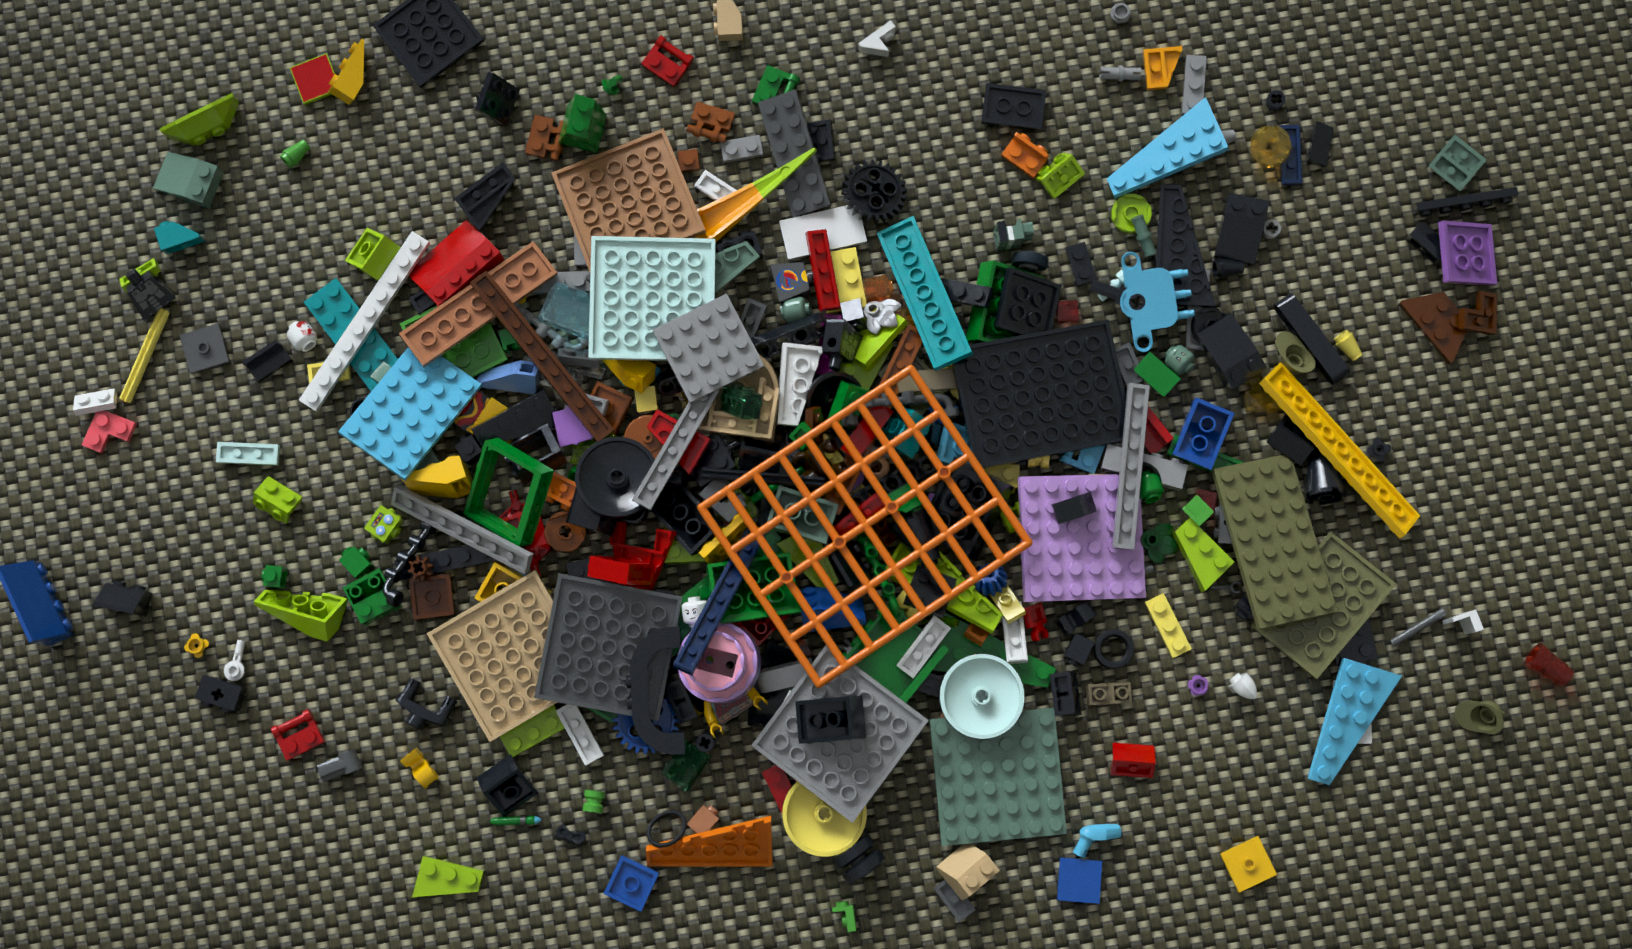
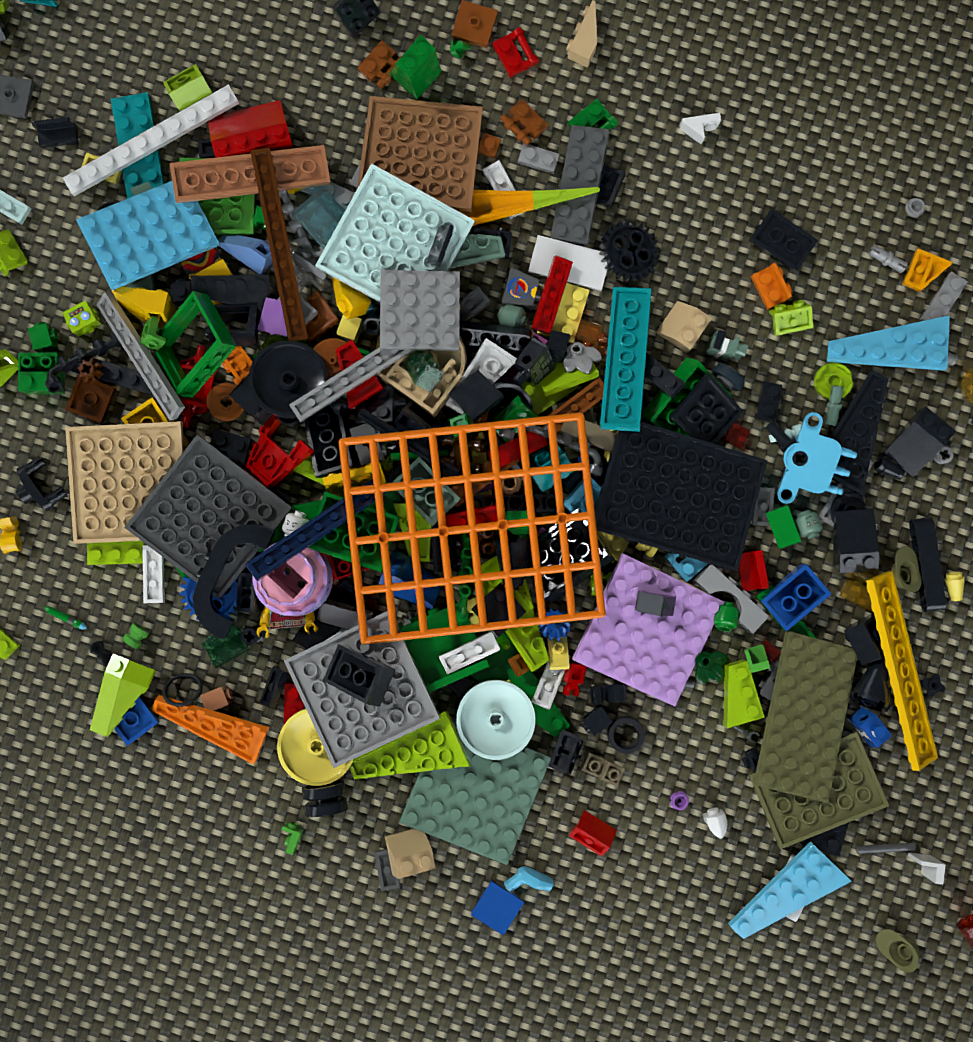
camera: 20 degrees right, 5 degrees up
(302, 336) = (94, 126): white head -> none
(461, 504) = (150, 334): none -> bright green bracket
(486, 195) = (305, 87): black wedge -> none
(506, 785) = (71, 585): black slope -> none
(607, 857) = (118, 692): none -> lime wedge
(614, 54) = (474, 24): none -> dark orange plate
(620, 570) = (252, 458): red window -> none
(695, 278) = (440, 244): none -> black slope
(753, 780) = (274, 687): none -> black plate
(802, 401) = (476, 396): none -> black tile
(926, 762) = (424, 749): none -> lime wing
(962, 235) = (683, 326): none -> tan slope
(1130, 466) = (721, 593): light grey plate -> none
(1167, 625) = (680, 738): light yellow plate -> none
(1248, 864) = (642, 967): yellow plate -> none
(1339, 520) = (871, 728): none -> blue torso

